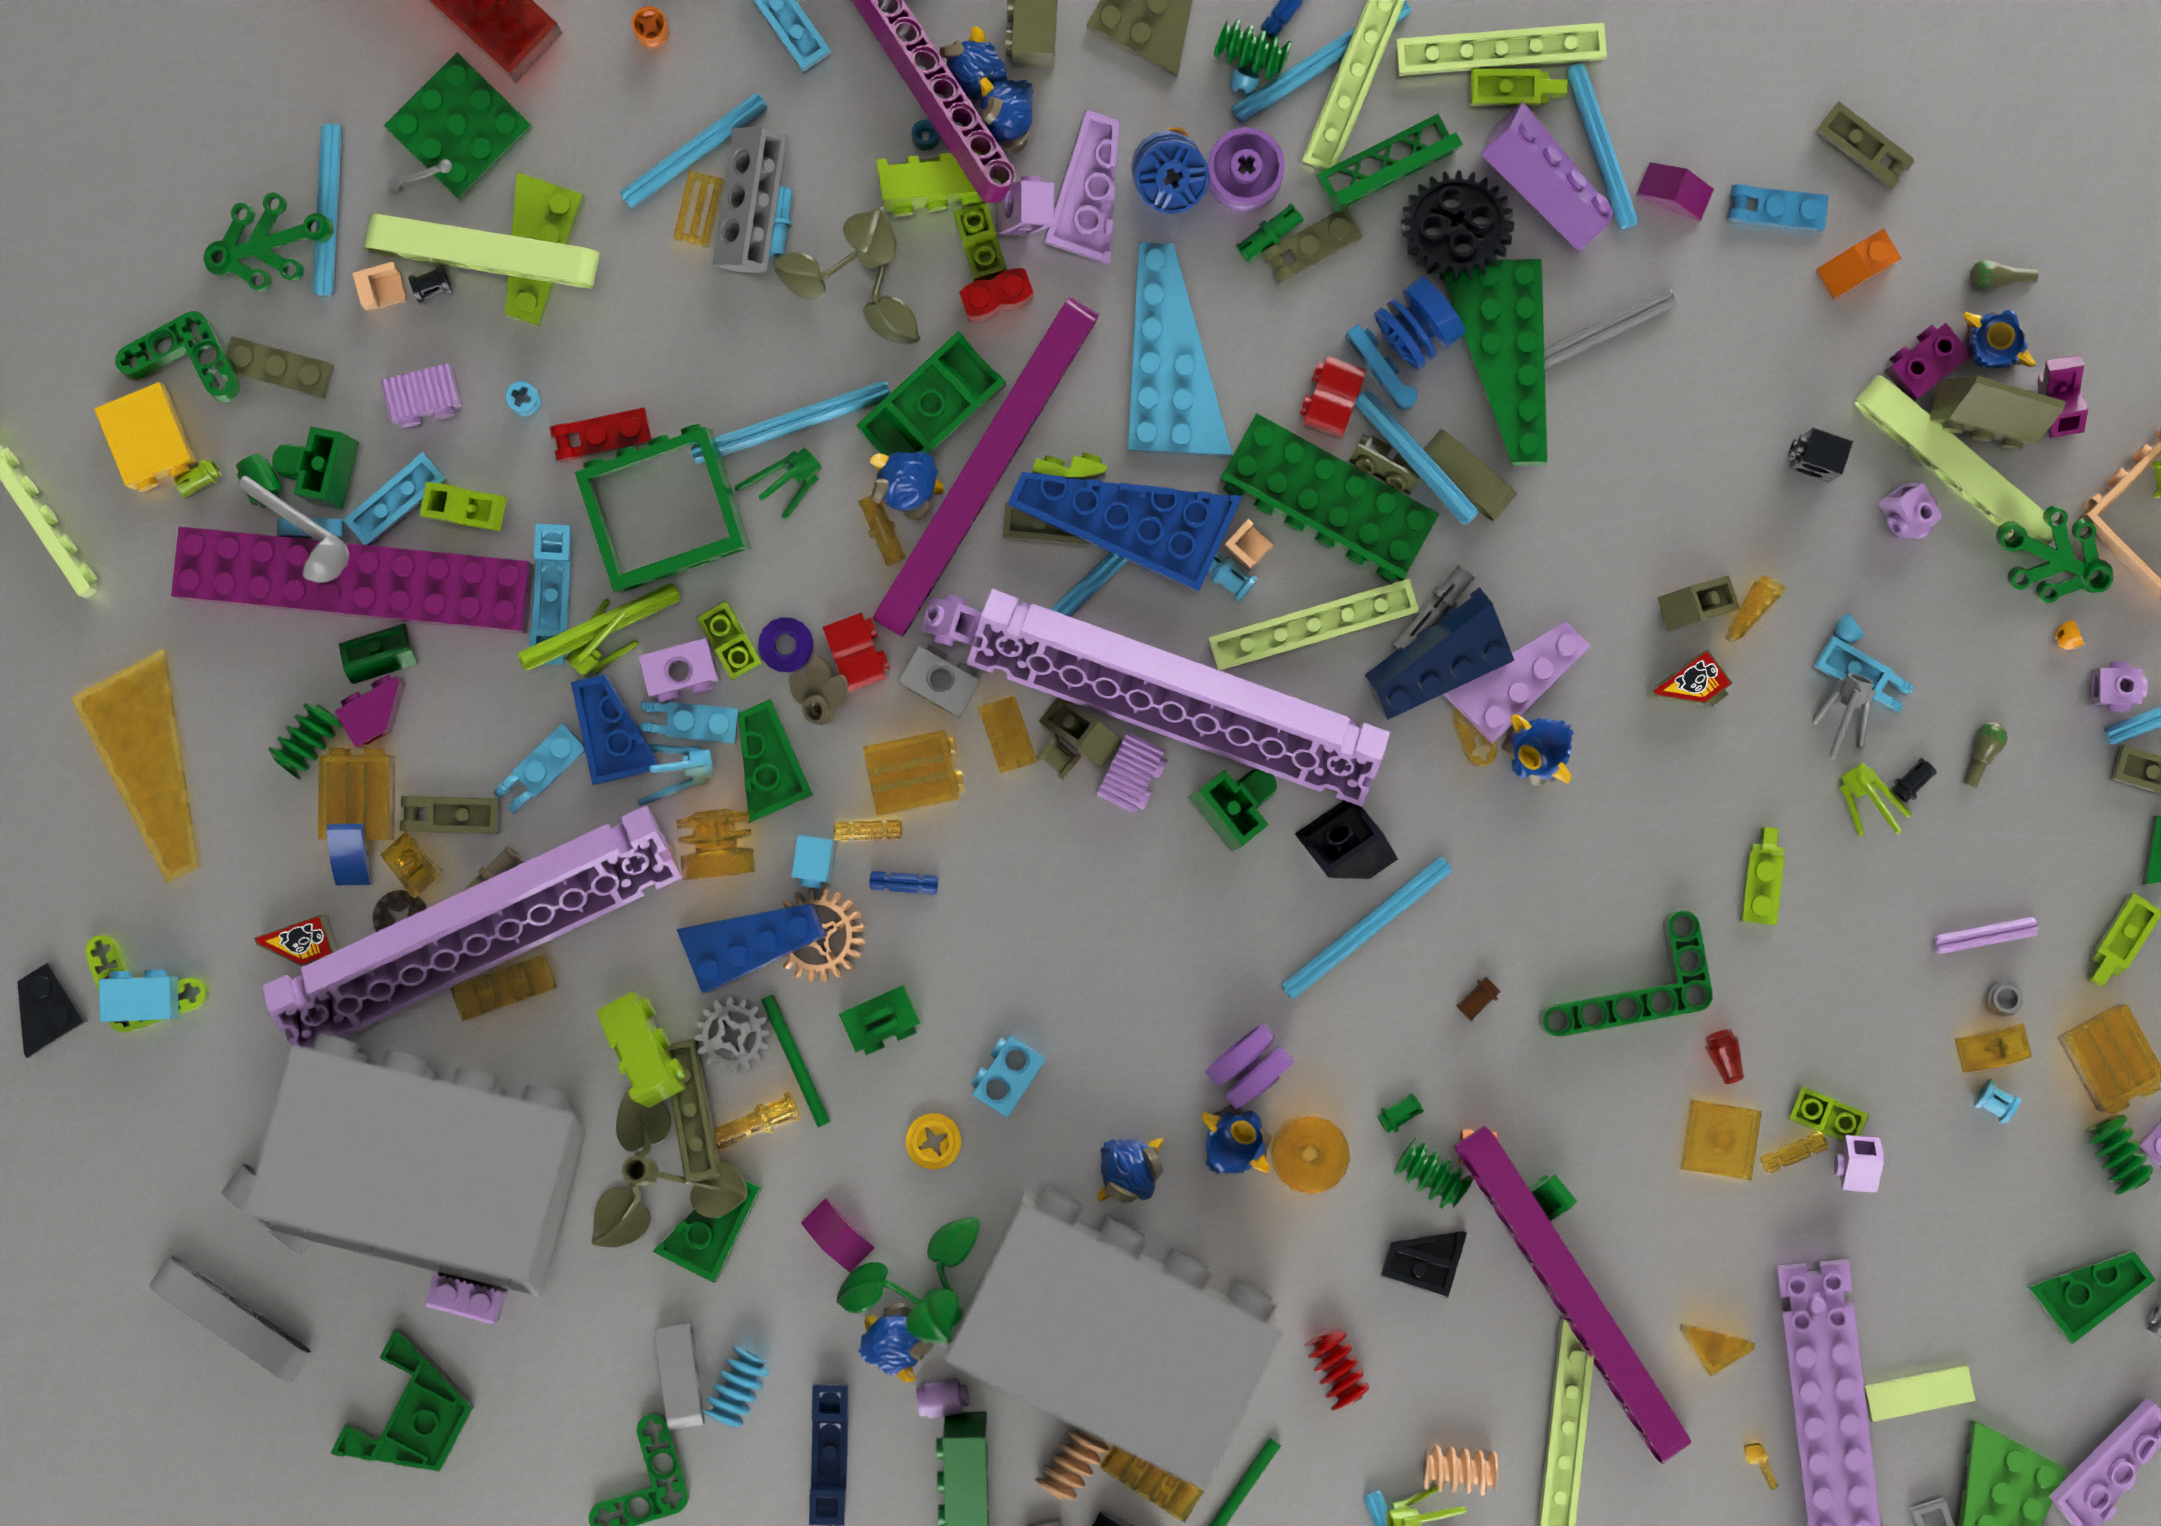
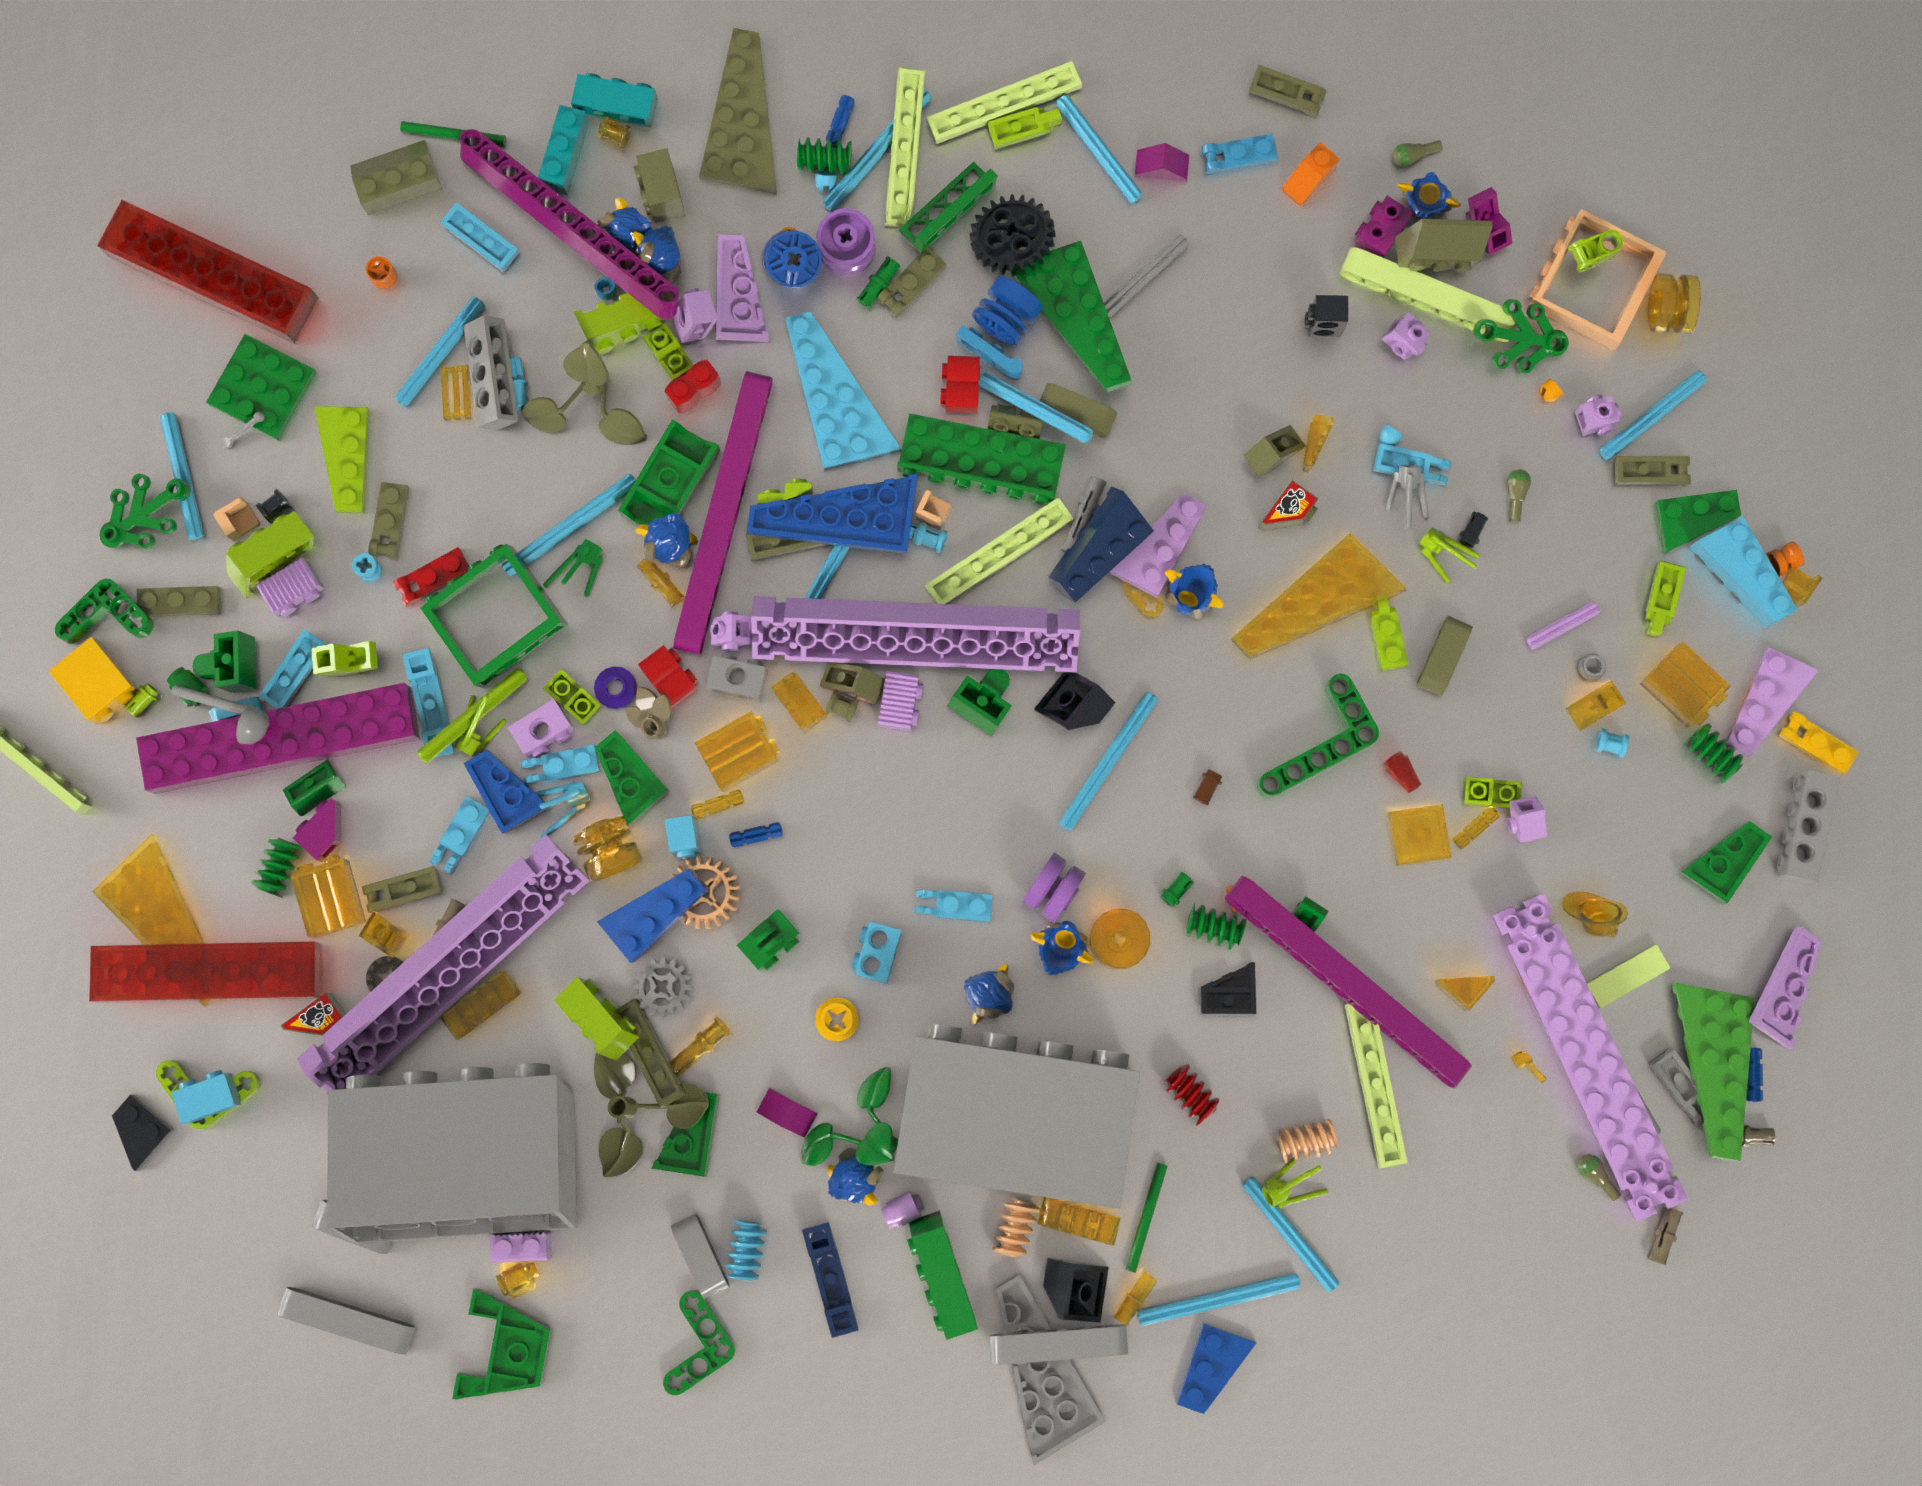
camera: 15 degrees left, 5 degrees down
(181, 844) = (205, 972): none -> clear red brick
(348, 854) = (334, 941): blue slope -> none
(407, 340) = (267, 550): none -> lime wedge
(450, 1334) = (516, 1278): none -> clear yellow head
(481, 250) = (304, 469): yellowish green beam -> none
(568, 345) = (389, 519): none -> olive plate
(795, 1060) = (715, 992): green bar -> none
(1124, 1047) = (957, 905): none -> medium azure hinge
(1547, 177) = (1066, 180): medium lavender wedge -> none
(1711, 802) = (1331, 590): none -> clear yellow wing
(1825, 927) = (1444, 655): none -> olive beam
(1907, 1306) = (1597, 914): none -> clear yellow piece

